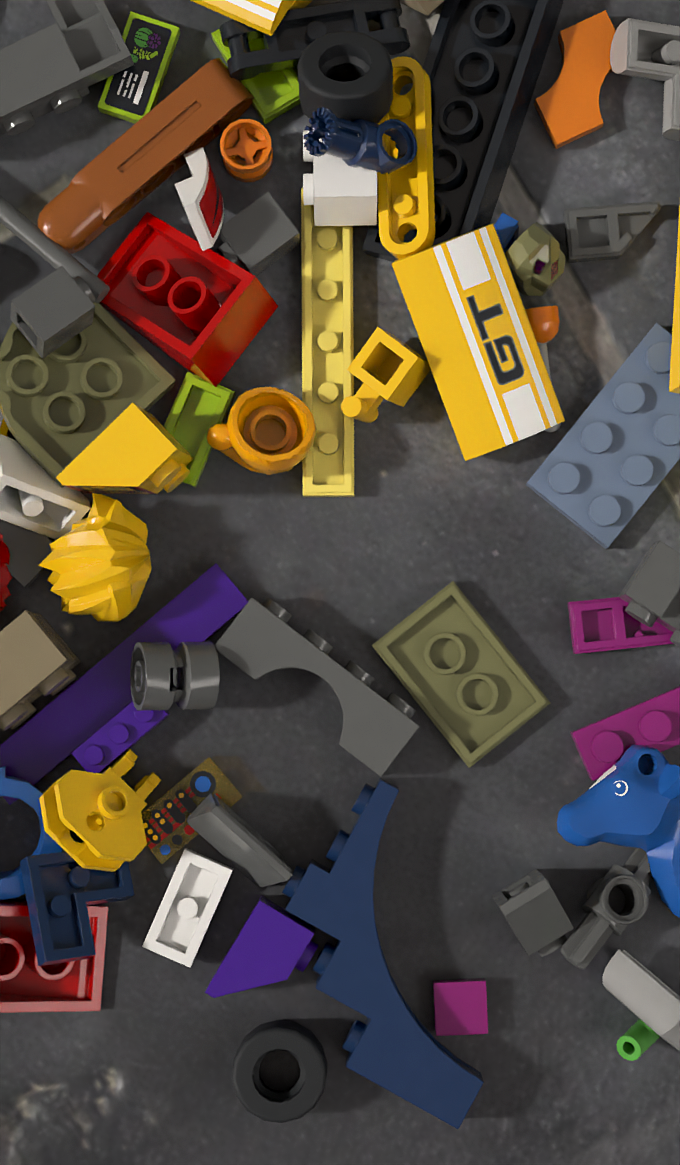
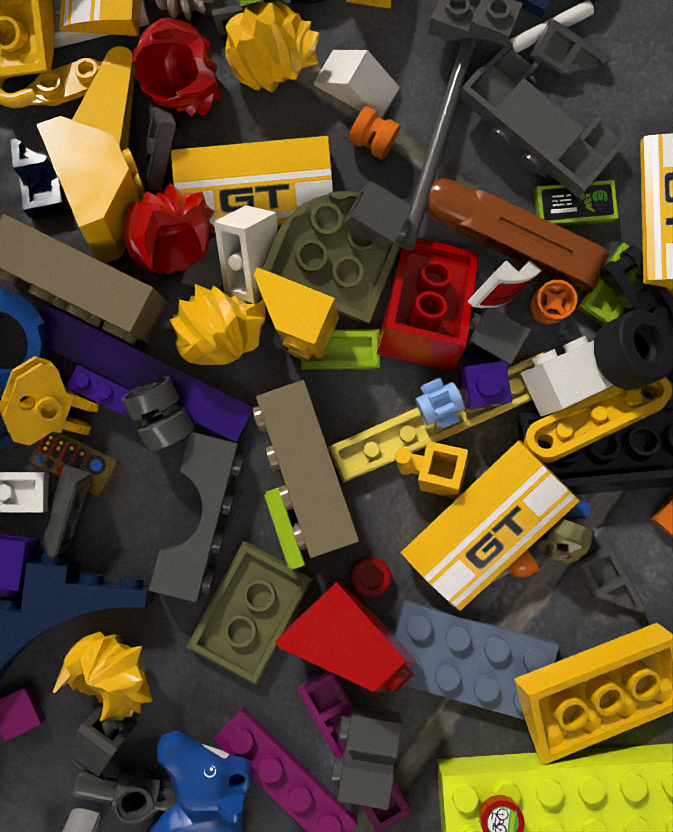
camera: 65 degrees right, 0 degrees up
(265, 431) = (359, 402): light orange piece -> none
(309, 337) = (439, 403): none -> light blue gear
(311, 275) = (485, 385): none -> dark purple brick
(316, 525) = (306, 468): none -> dark tan brick
(366, 151) = (591, 384): dark blue connector -> none
(377, 586) = (283, 524): none -> lime tile
(459, 867) = (110, 672): none -> yellow hair
(481, 510) = (371, 577): none -> red tile
(541, 562) = (350, 642): none -> red slope

